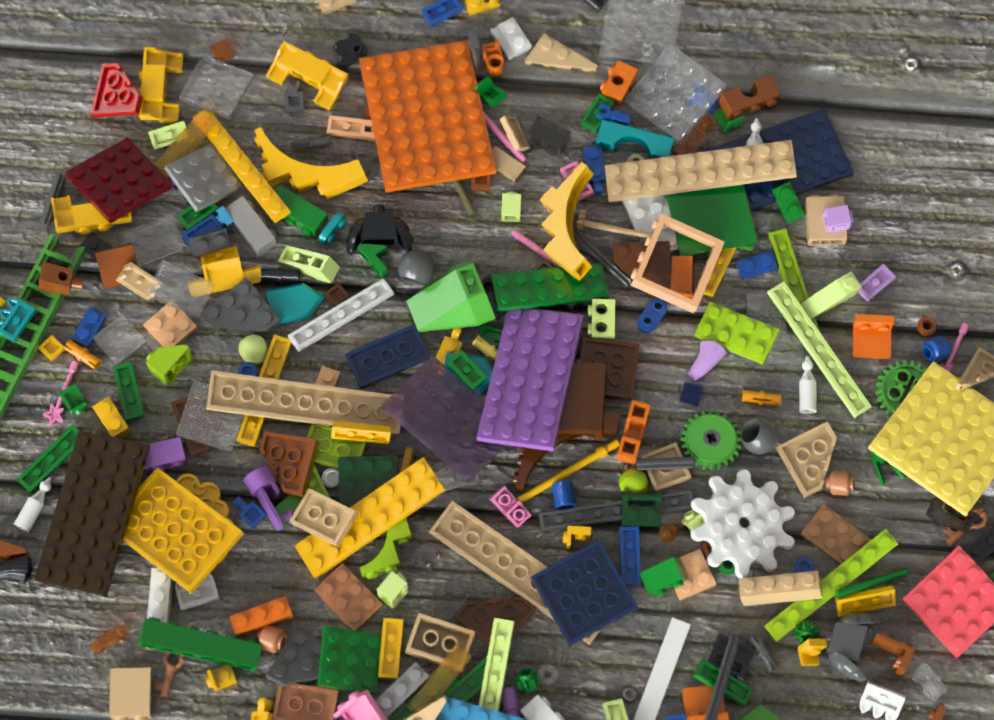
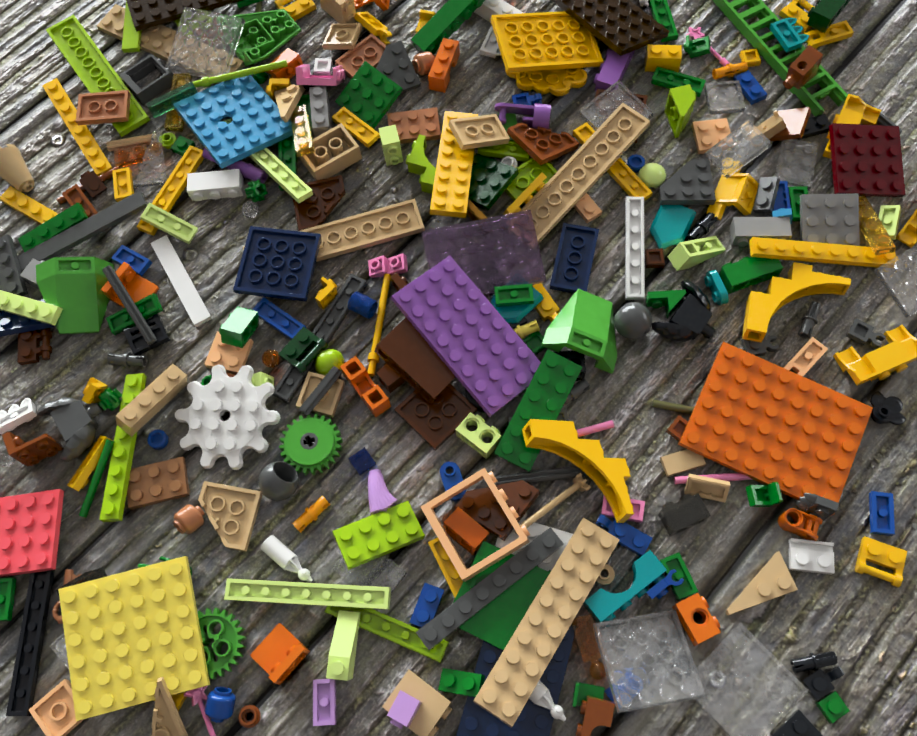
camera: 135 degrees right, 5 degrees down
(511, 207) = (637, 435): yellowish green brick -> none
(714, 225) = (489, 589): none -> dark grey plate

